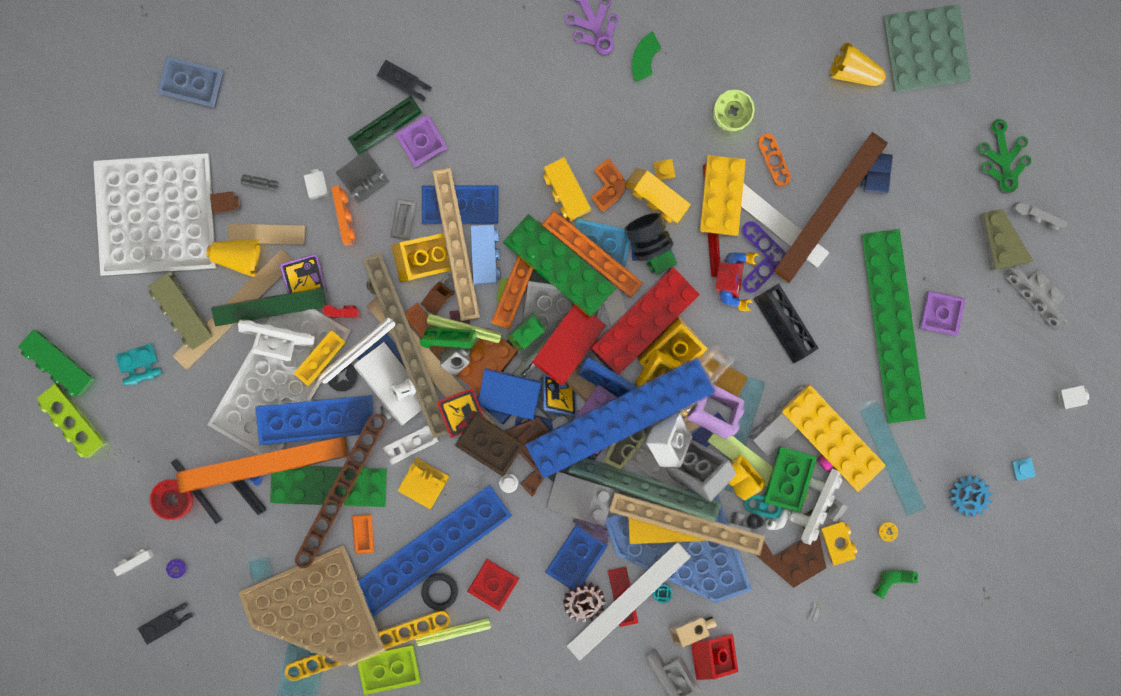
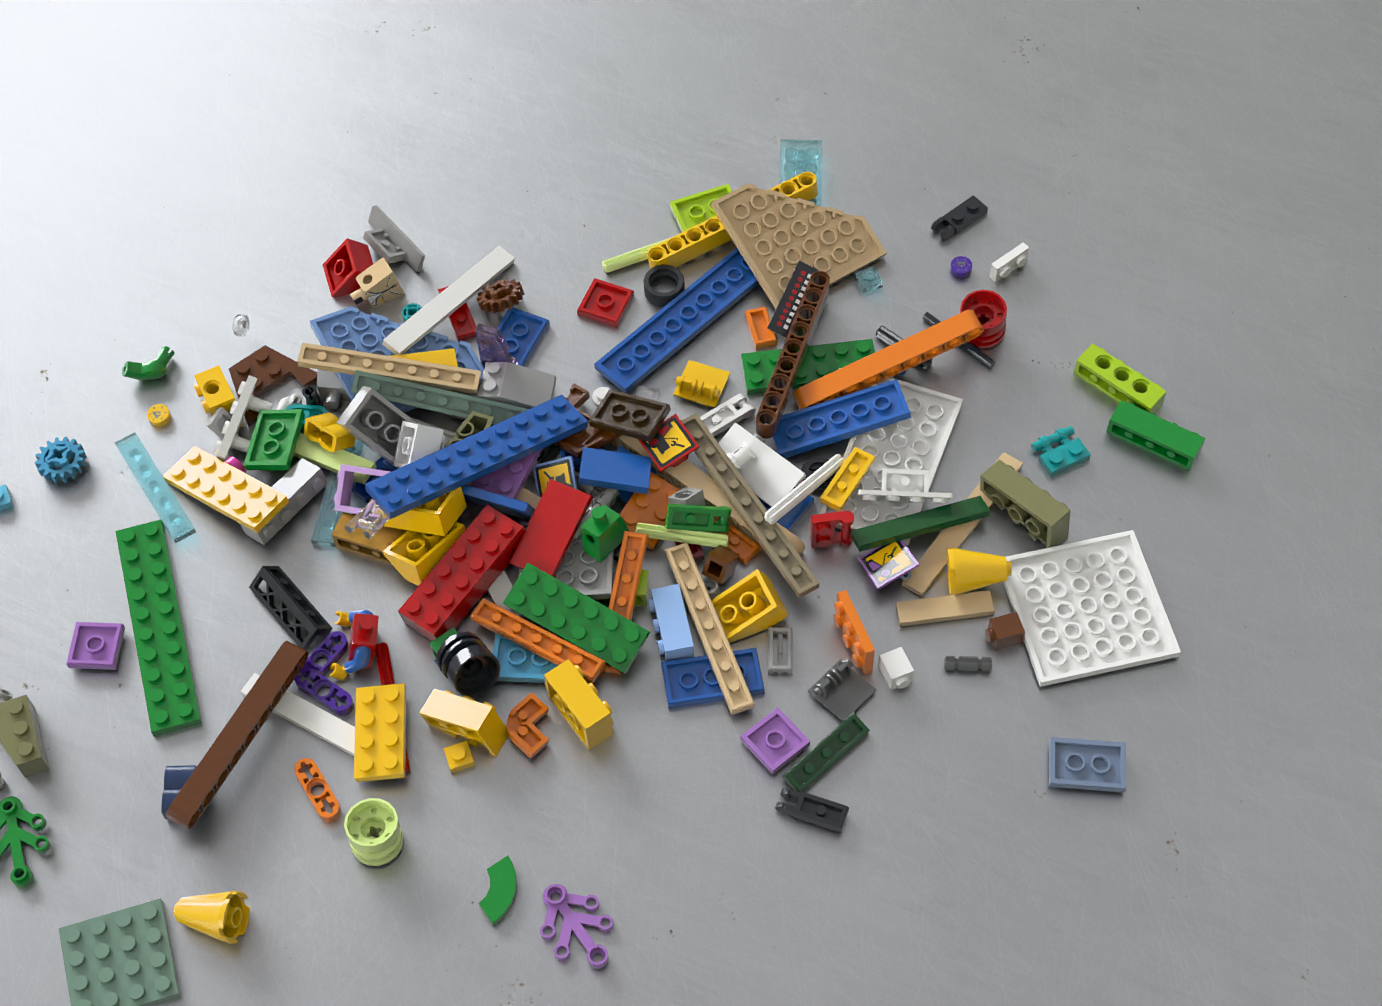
camera: 170 degrees right, 30 degrees down
(330, 553) = (791, 299): none -> black sticker

